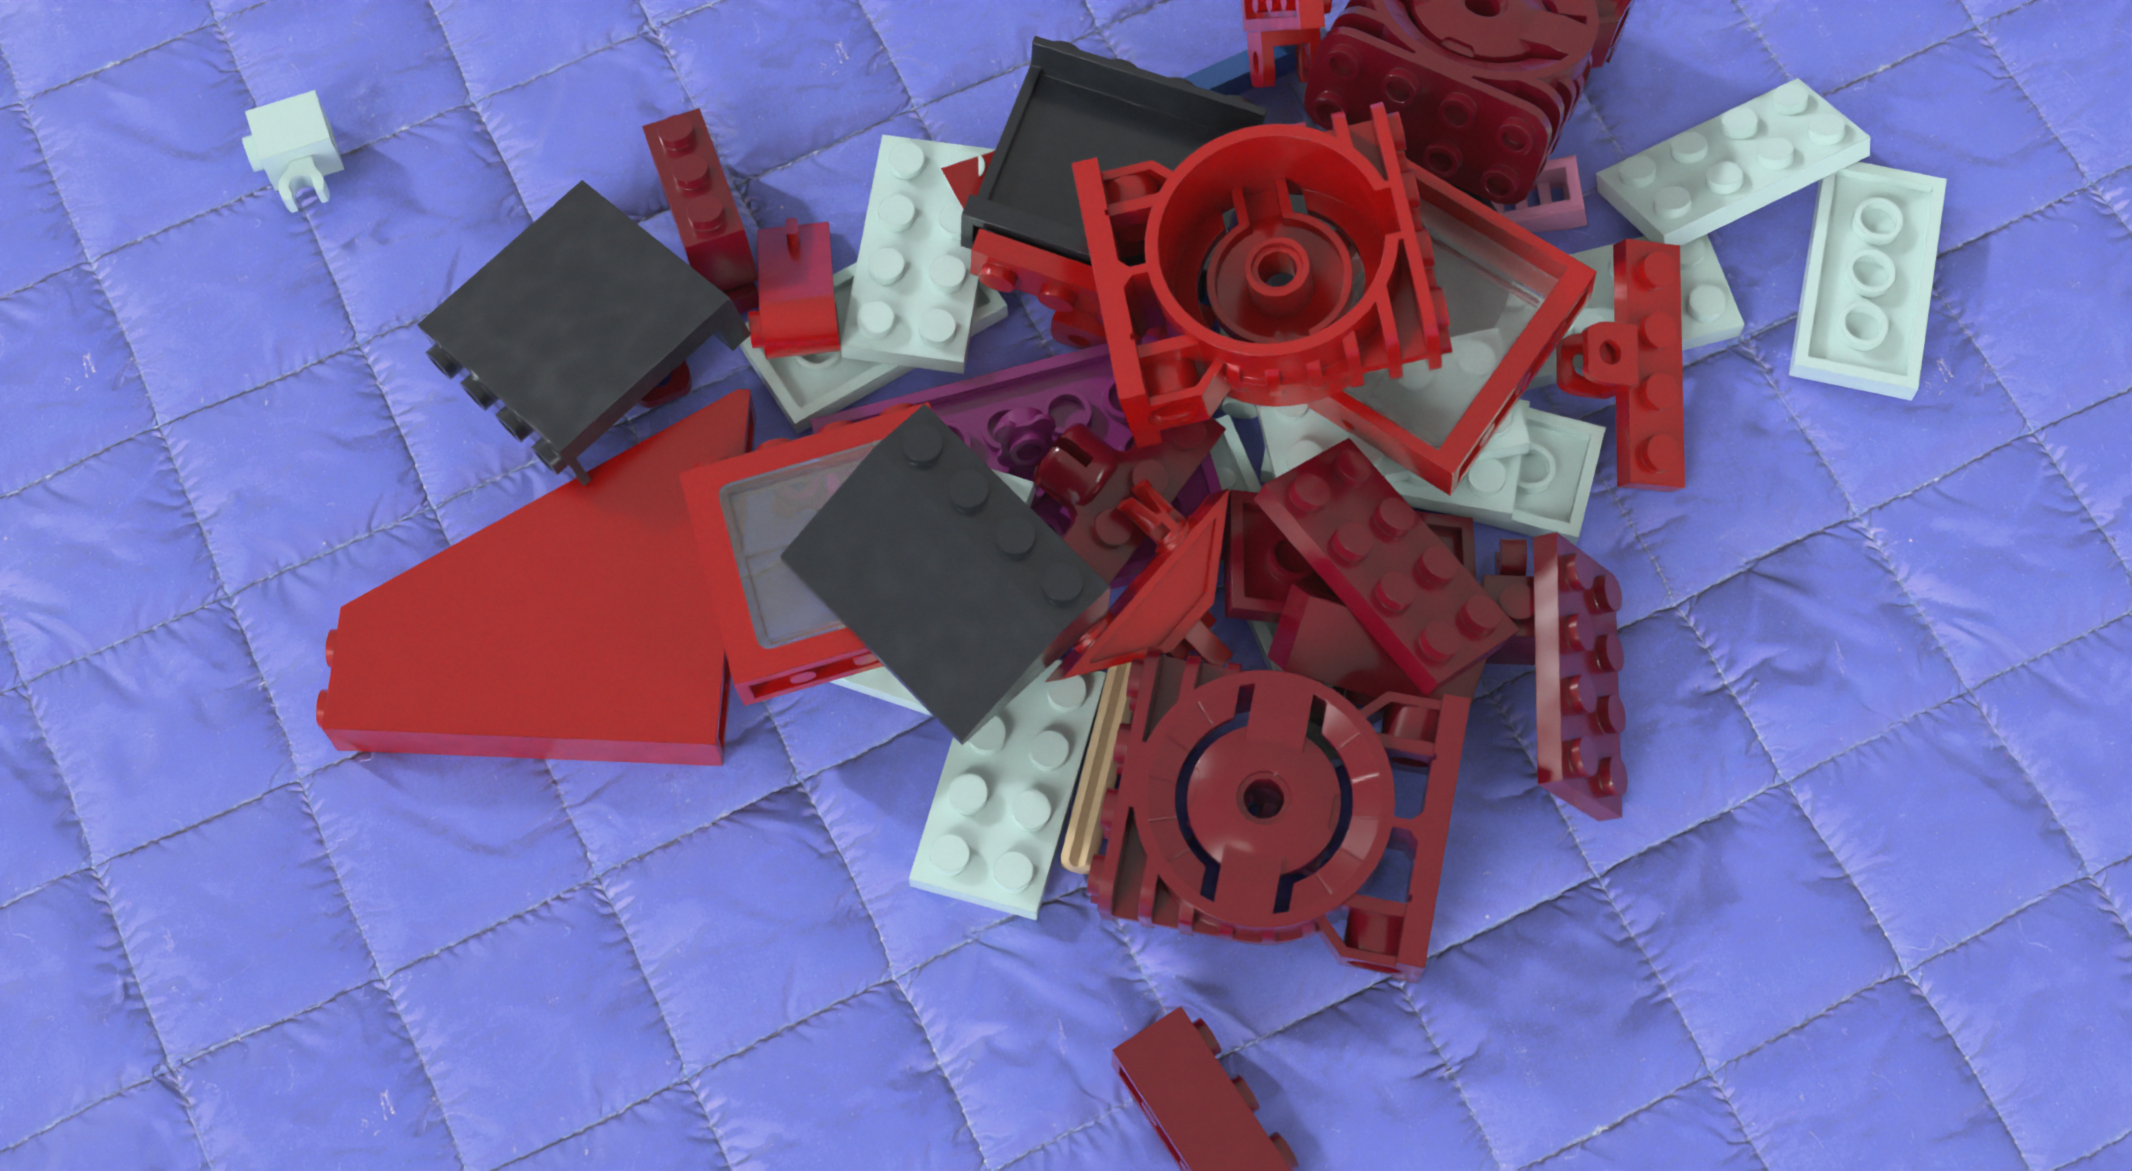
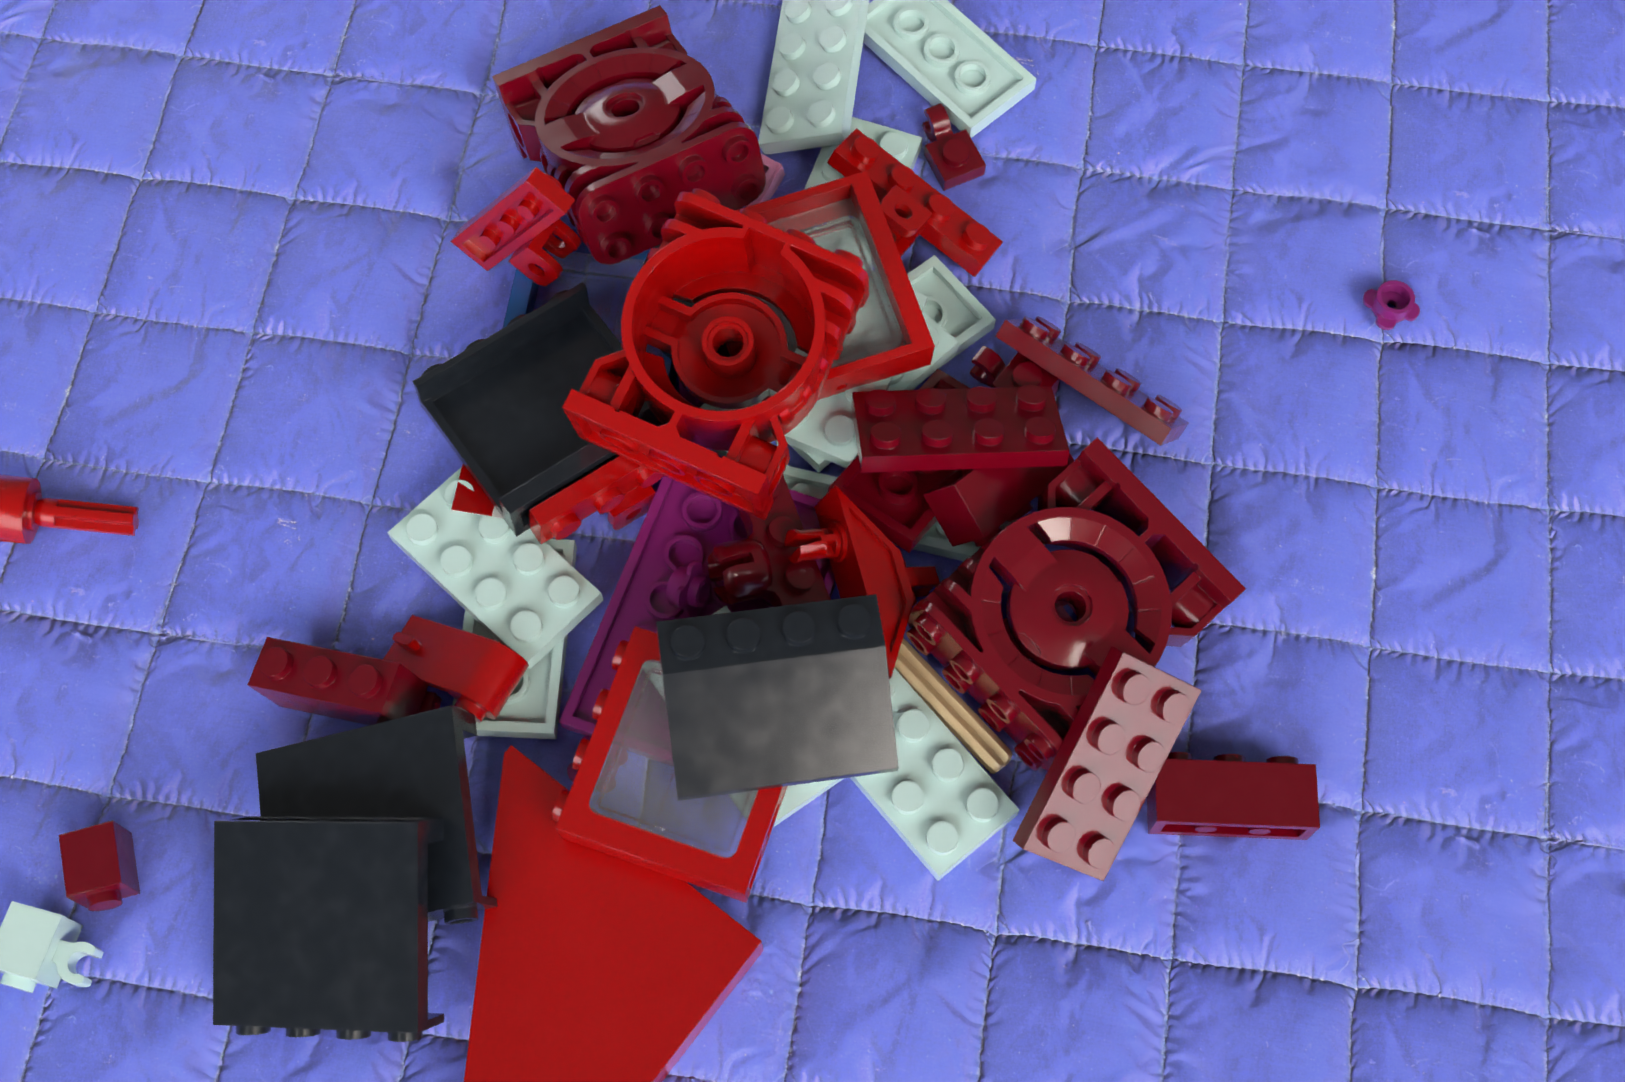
camera: 55 degrees left, 0 degrees up
(399, 138) = (99, 866): none -> dark red brick
(458, 344) = (323, 925): none -> black panel
(1129, 953) = (1106, 765): none -> plate
(1753, 369) = (950, 155): none -> dark red plate
(1975, 941) = (1395, 293): none -> magenta plate

